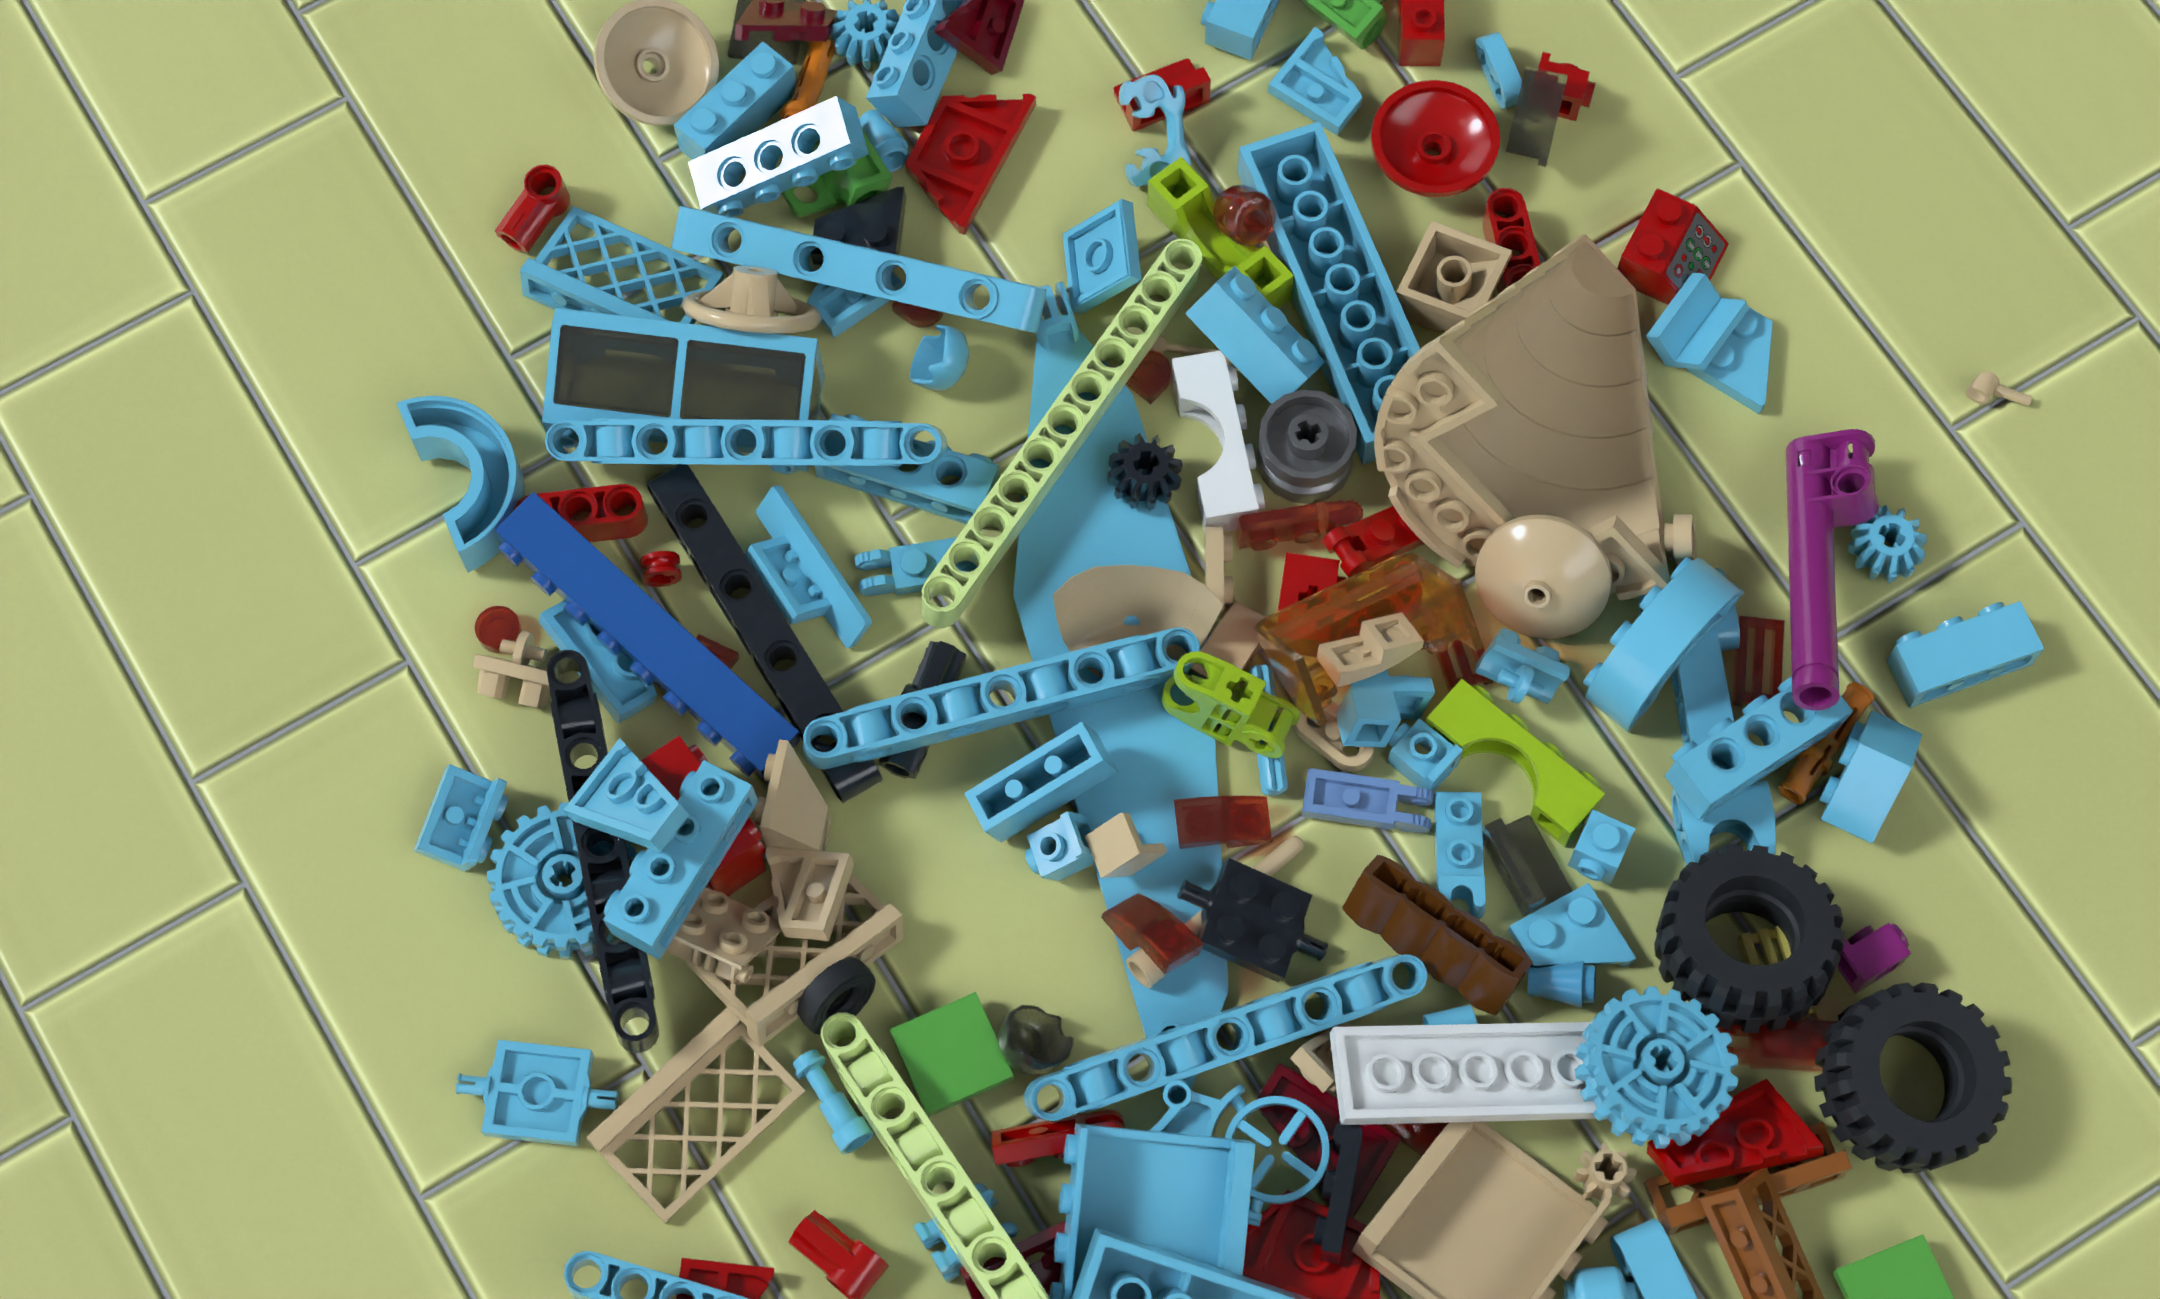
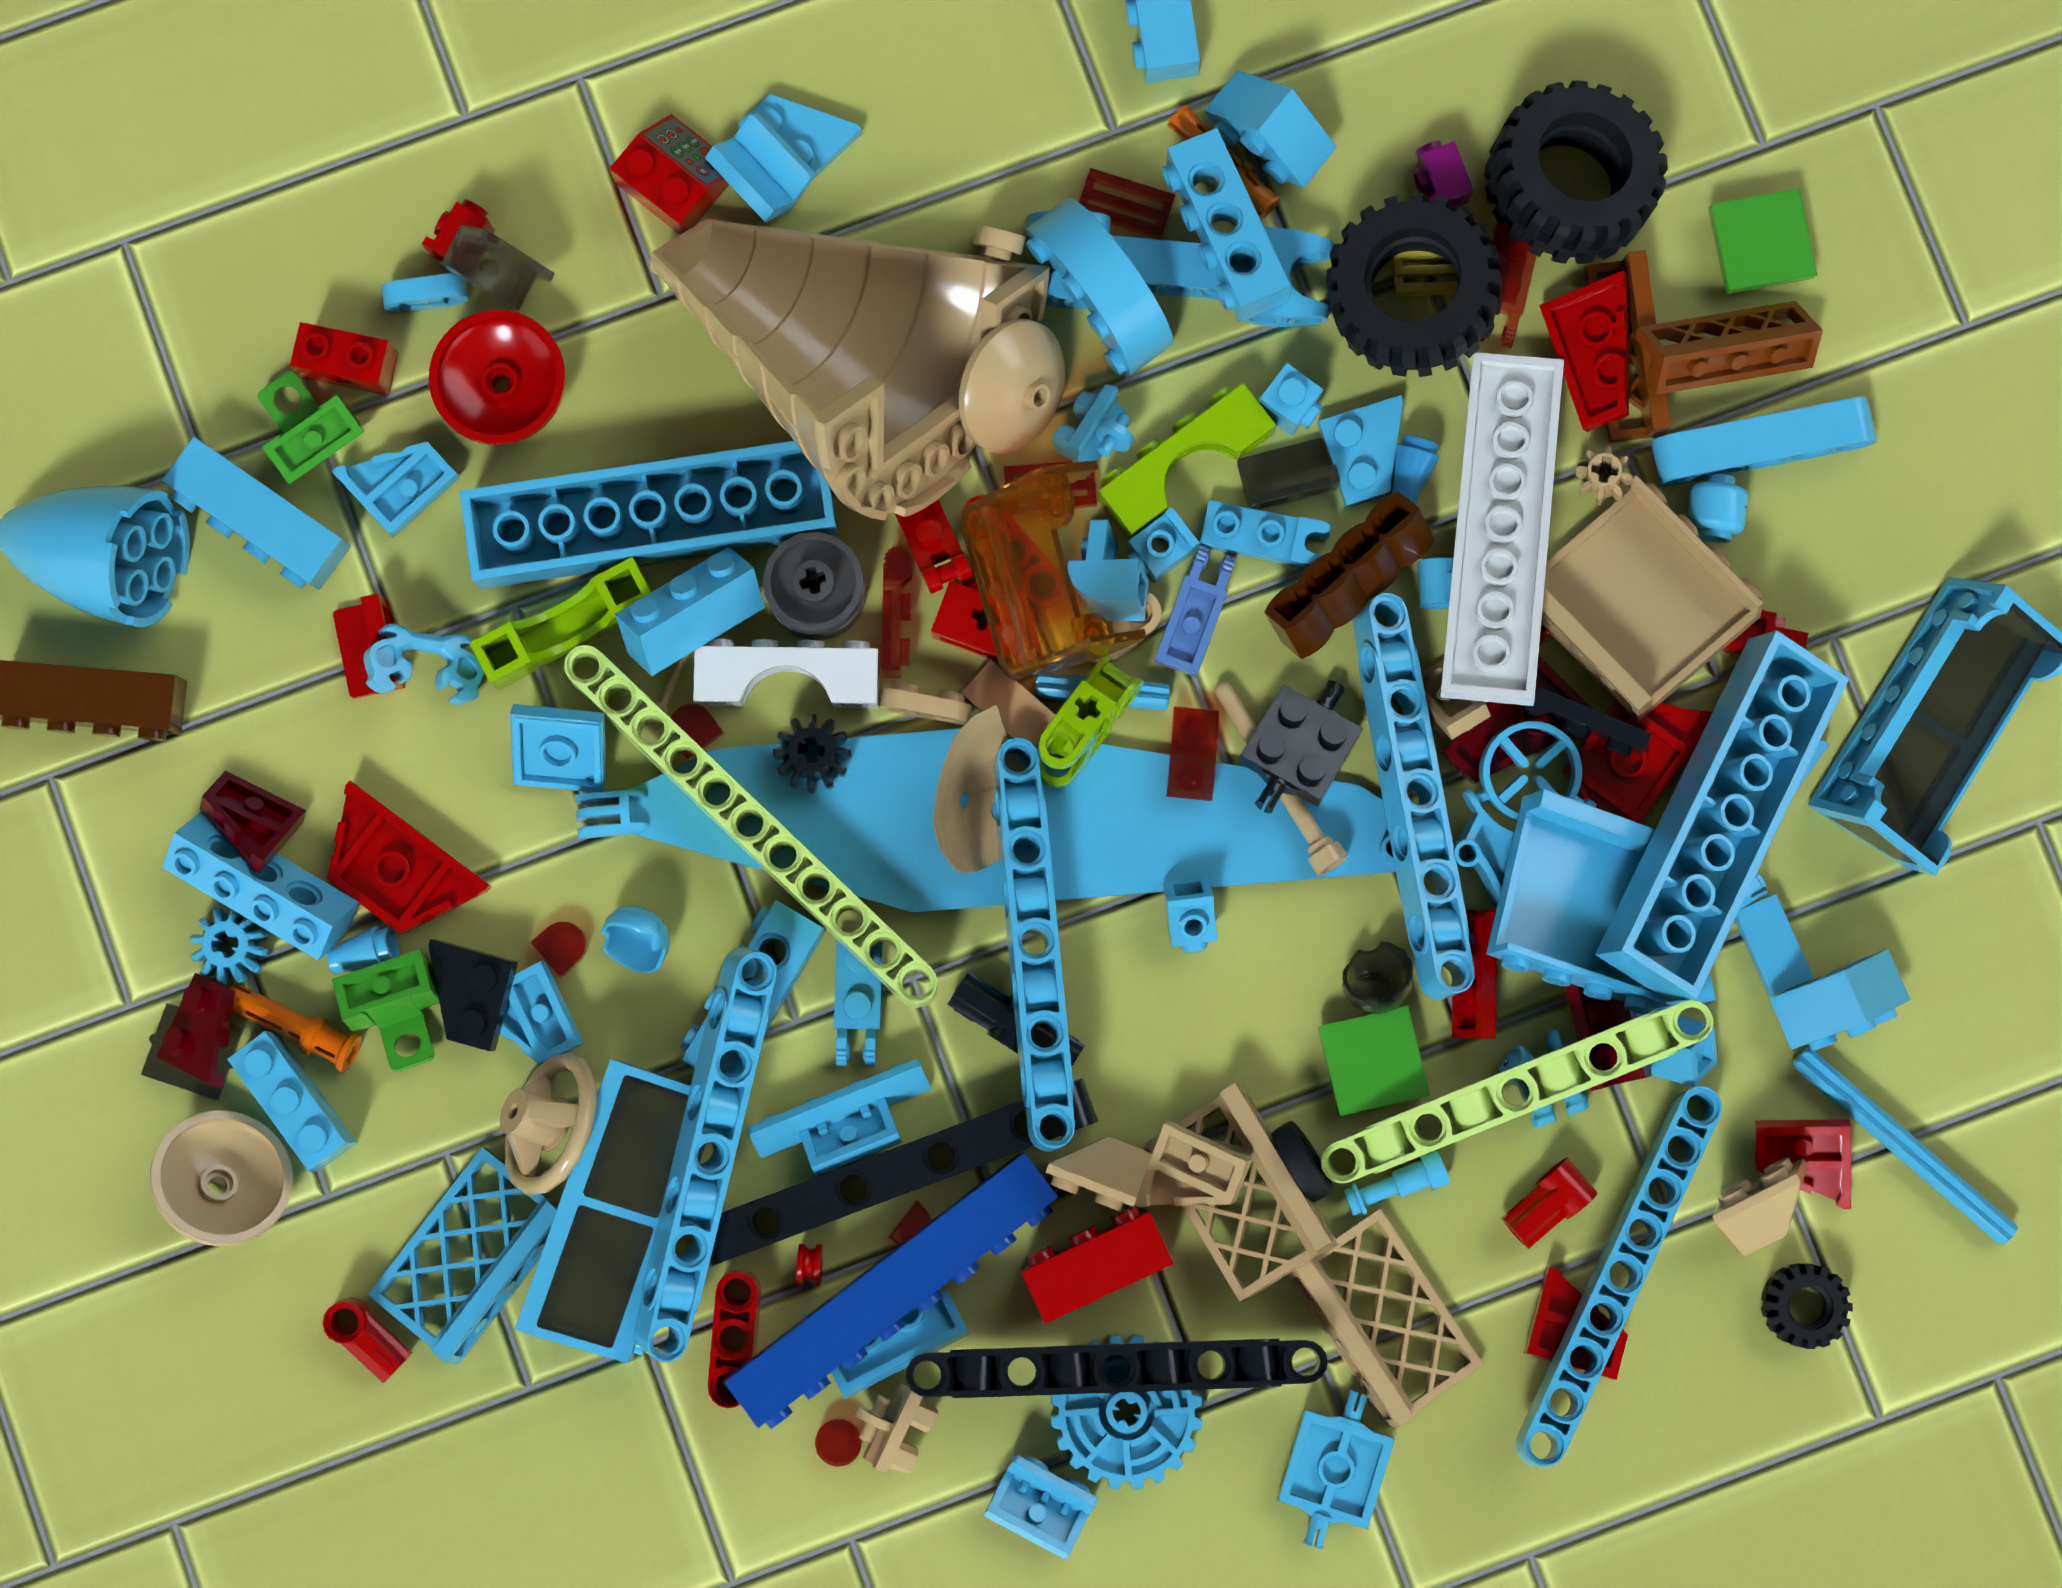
camera: 80 degrees left, 15 degrees up
(470, 436) = (660, 1421): medium azure brick -> none
(627, 801) = (1095, 1332): medium azure wing -> none
(670, 881) = (1162, 1290): medium azure brick -> none
(719, 172) = (378, 1134): brick -> none
(723, 935) = (1223, 1262): tan hinge -> none
(859, 269) = (526, 1004): medium azure beam -> none
(1041, 782) = (1127, 921): medium azure brick -> none
(1119, 849) = (1210, 860): tan panel -> none
(1155, 929) = (1298, 841): clear red slope -> none
(1244, 215) = (550, 591): clear red head -> none
(1377, 648) = (1062, 571): tan slope -> none
(1450, 277) = (666, 396): tan slope -> none
(1511, 233) = (620, 320): red beam -> none
(1650, 1101) = (1522, 370): medium azure piece -> none
(1824, 492) = (965, 98): magenta piece -> none
(1893, 560) = (1032, 33): medium azure gear -> none

